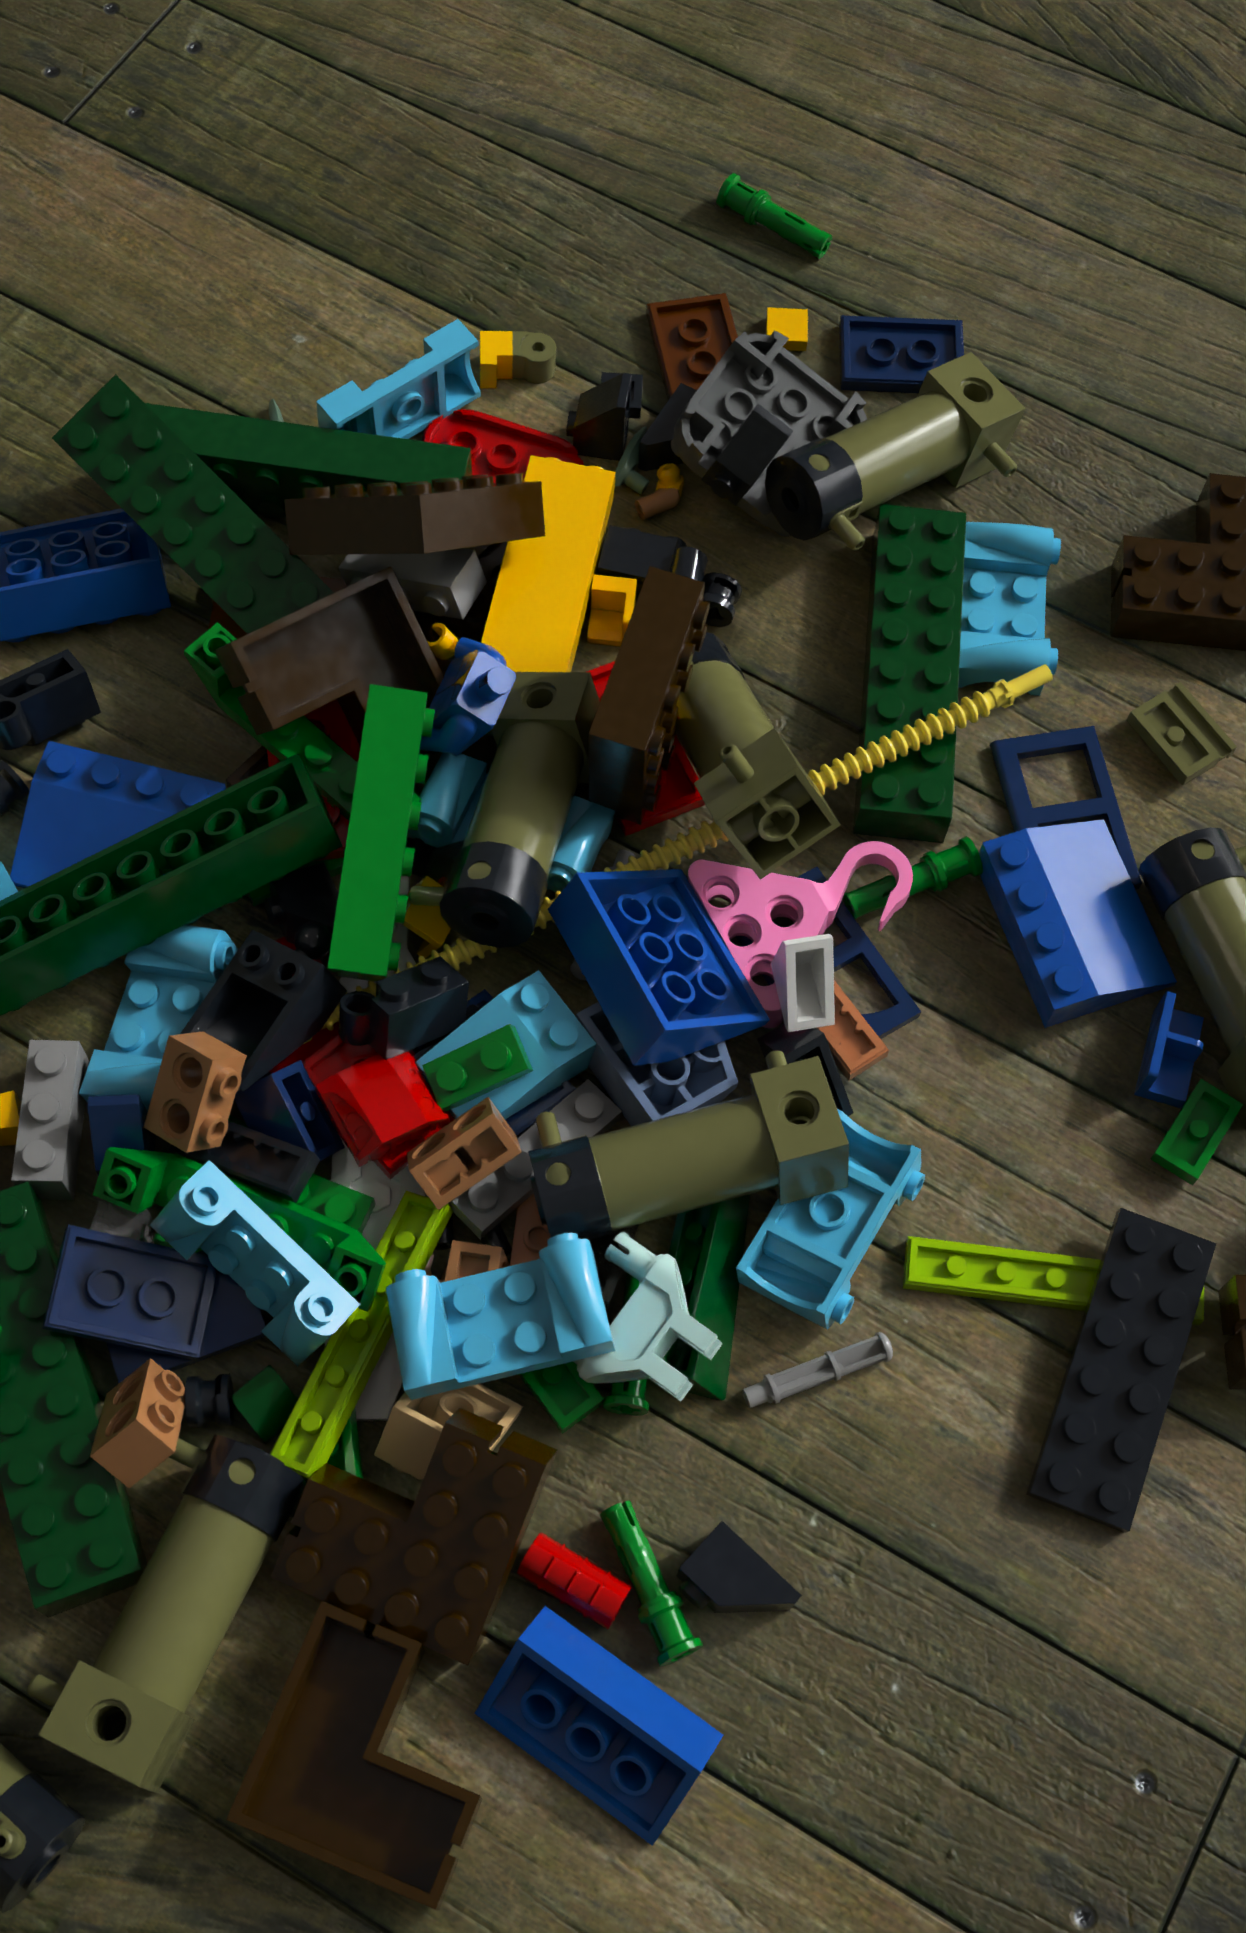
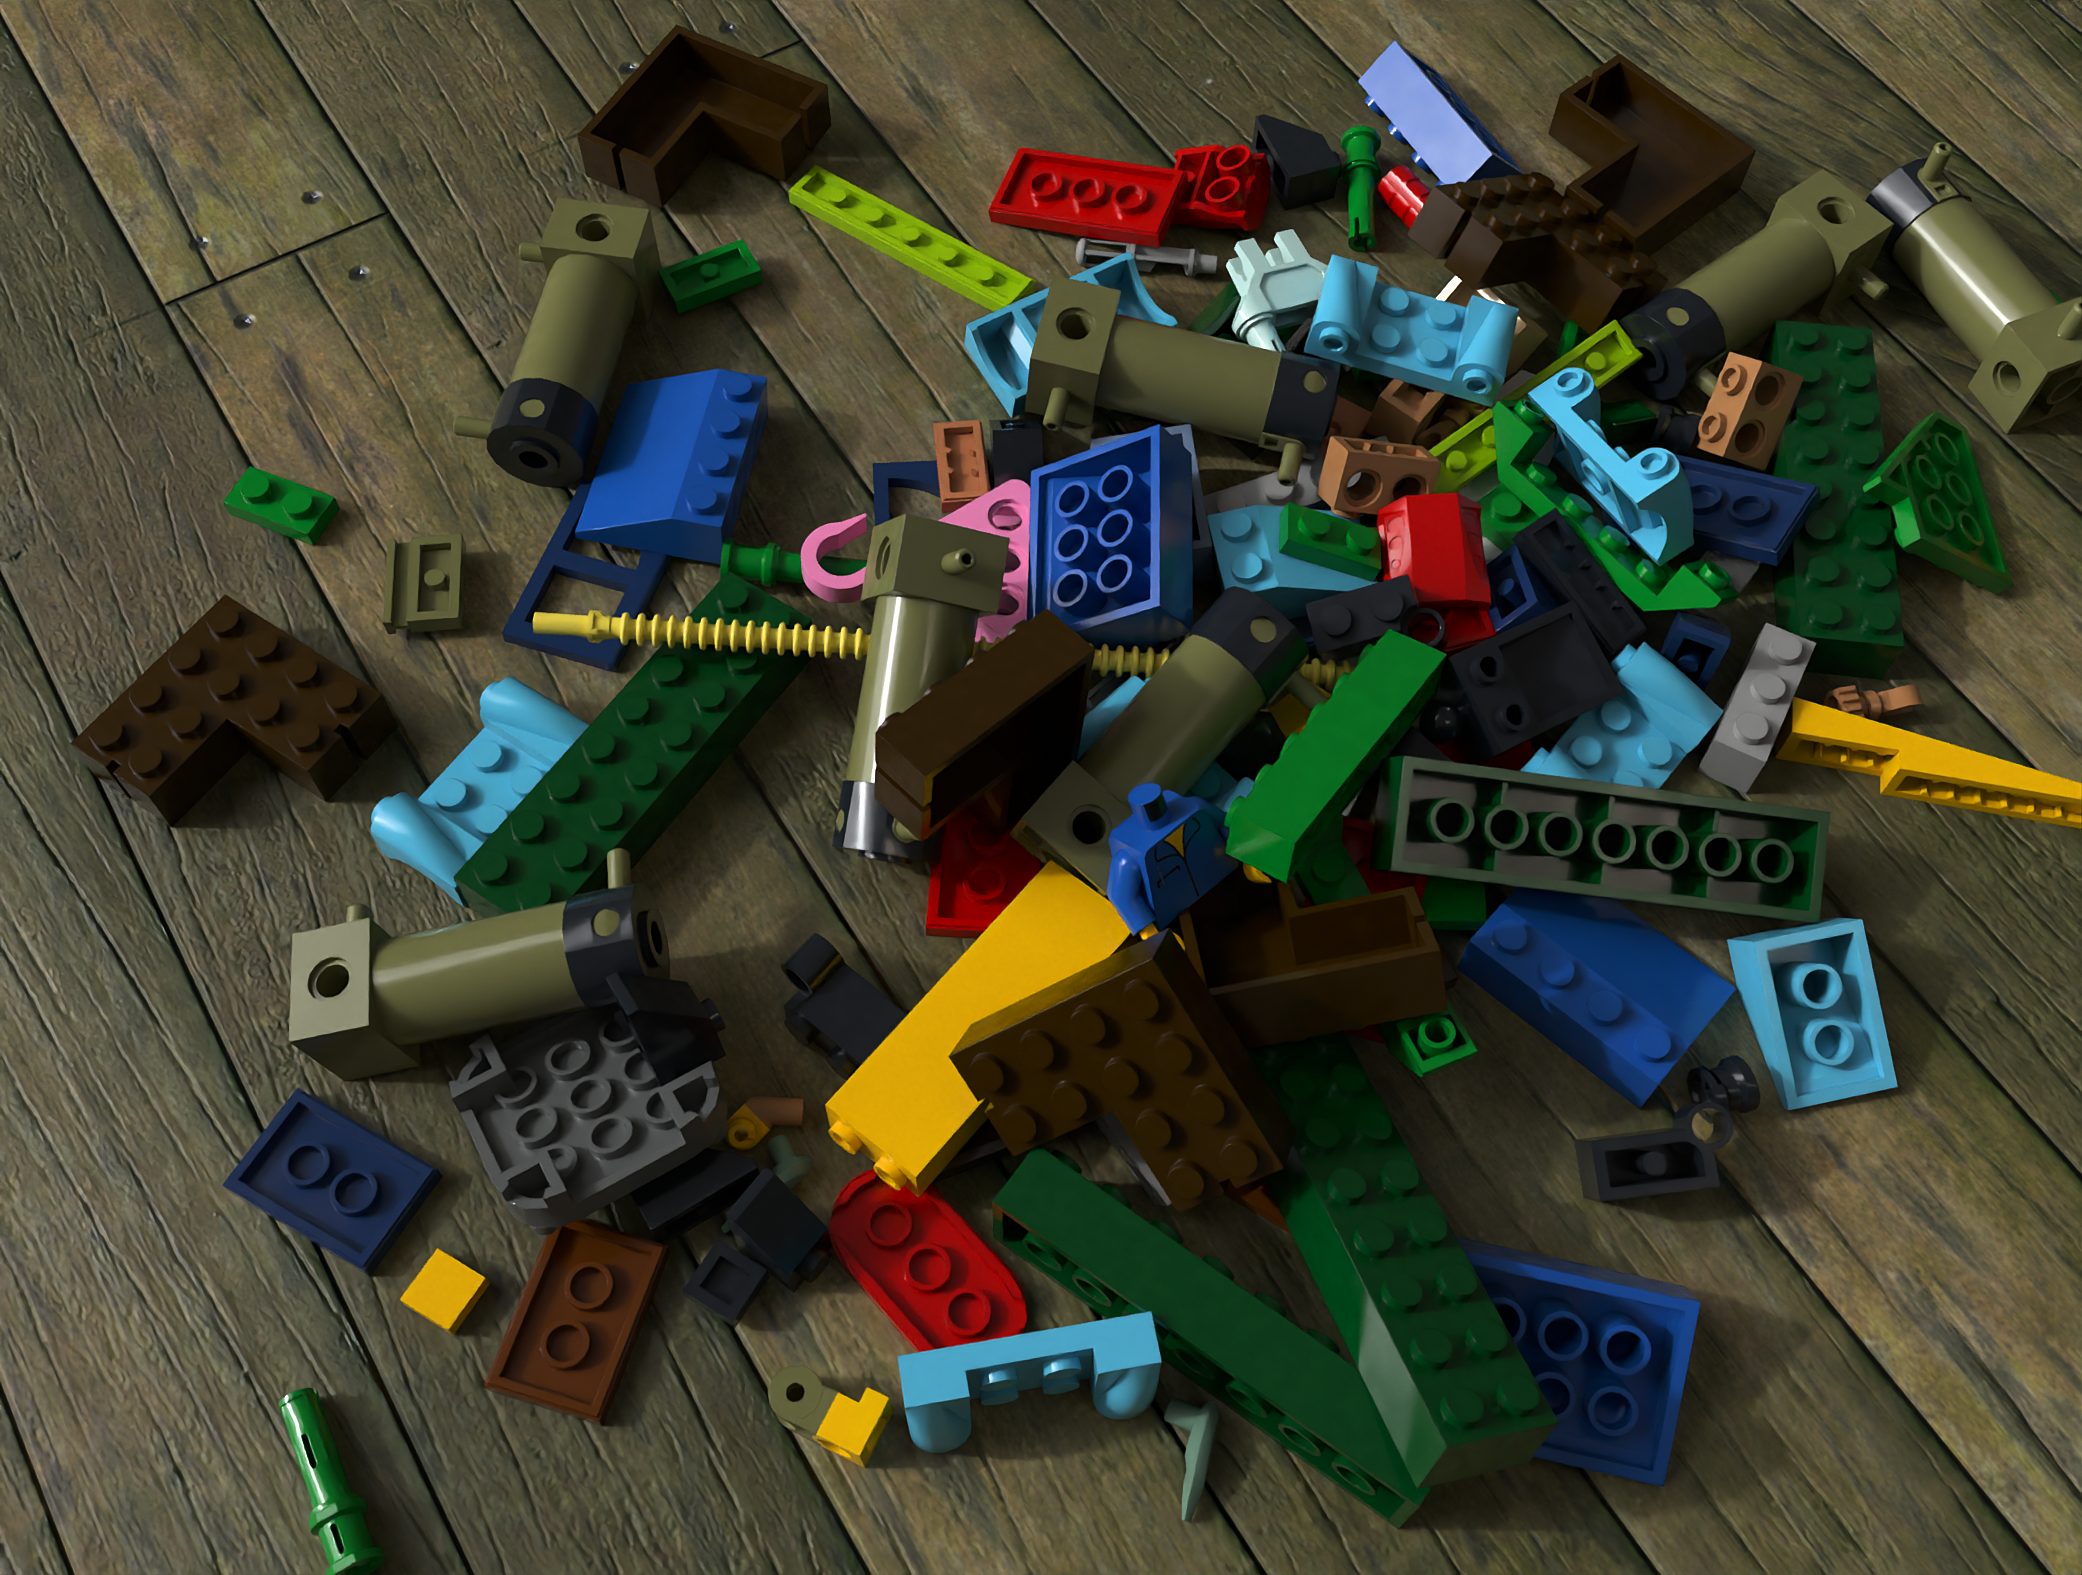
camera: 150 degrees left, 5 degrees down
(194, 1091) = (1616, 611): medium nougat brick -> none
(611, 609) = (910, 975): yellow panel -> none
(721, 593) = (788, 935): black wheel -> none
(793, 1490) = (1224, 187): none -> red slope
(805, 982) = (980, 476): white slope -> none
(914, 1410) = (1089, 197): none -> red tile
(1122, 1370) = (902, 160): black plate -> none
(1169, 1054) = (683, 338): blue panel -> none

